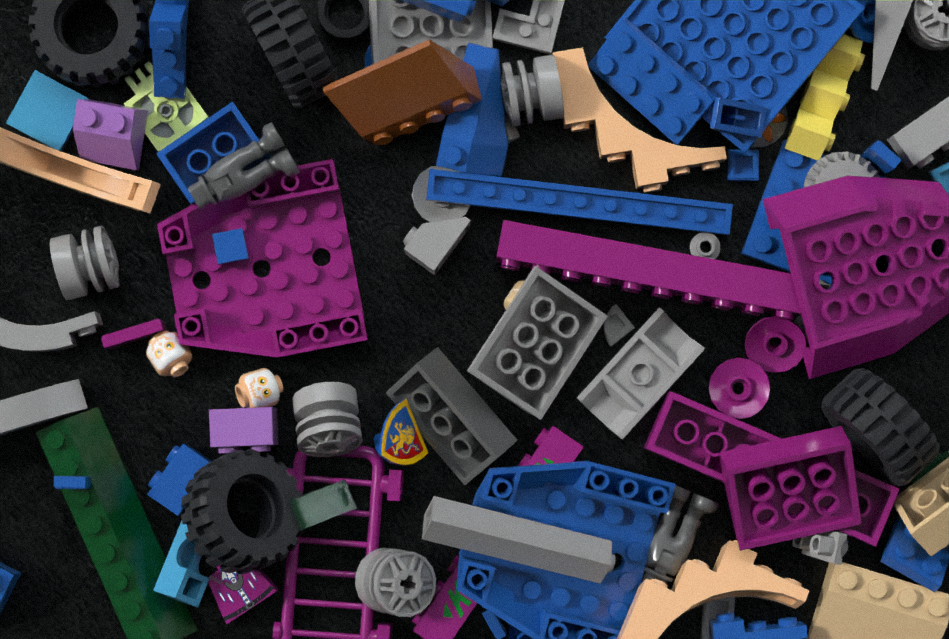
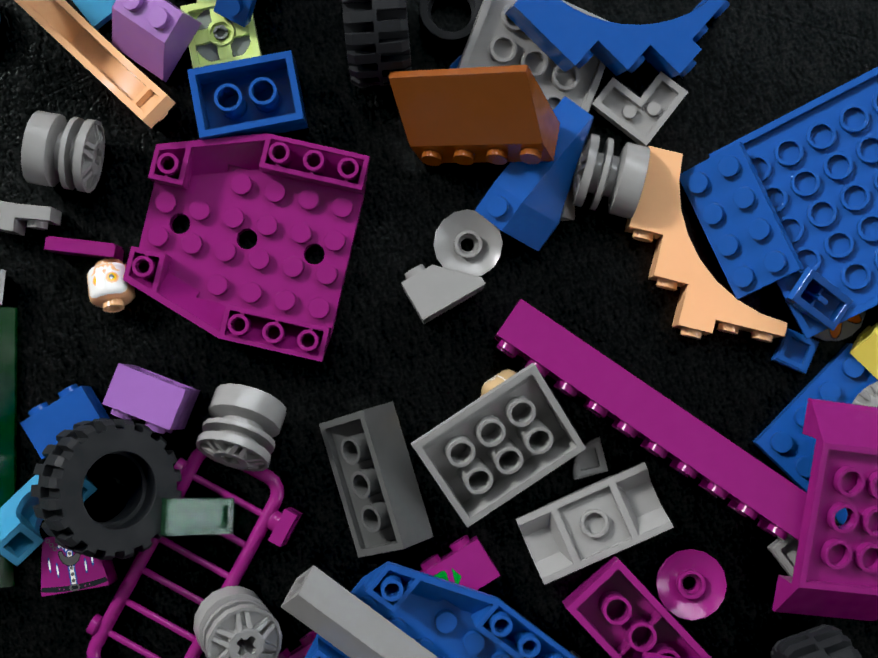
camera: 25 degrees right, 0 degrees up
(228, 180) = (248, 125): dark grey piece -> none
(230, 246) = (223, 201): blue tile -> none
(259, 389) = (187, 363): head -> none
(400, 437) = (311, 481): shield -> none
(579, 202) = (608, 314): blue plate -> none
(705, 237) = (719, 407): light grey plate -> none
(775, 356) = (746, 567): magenta dish -> none

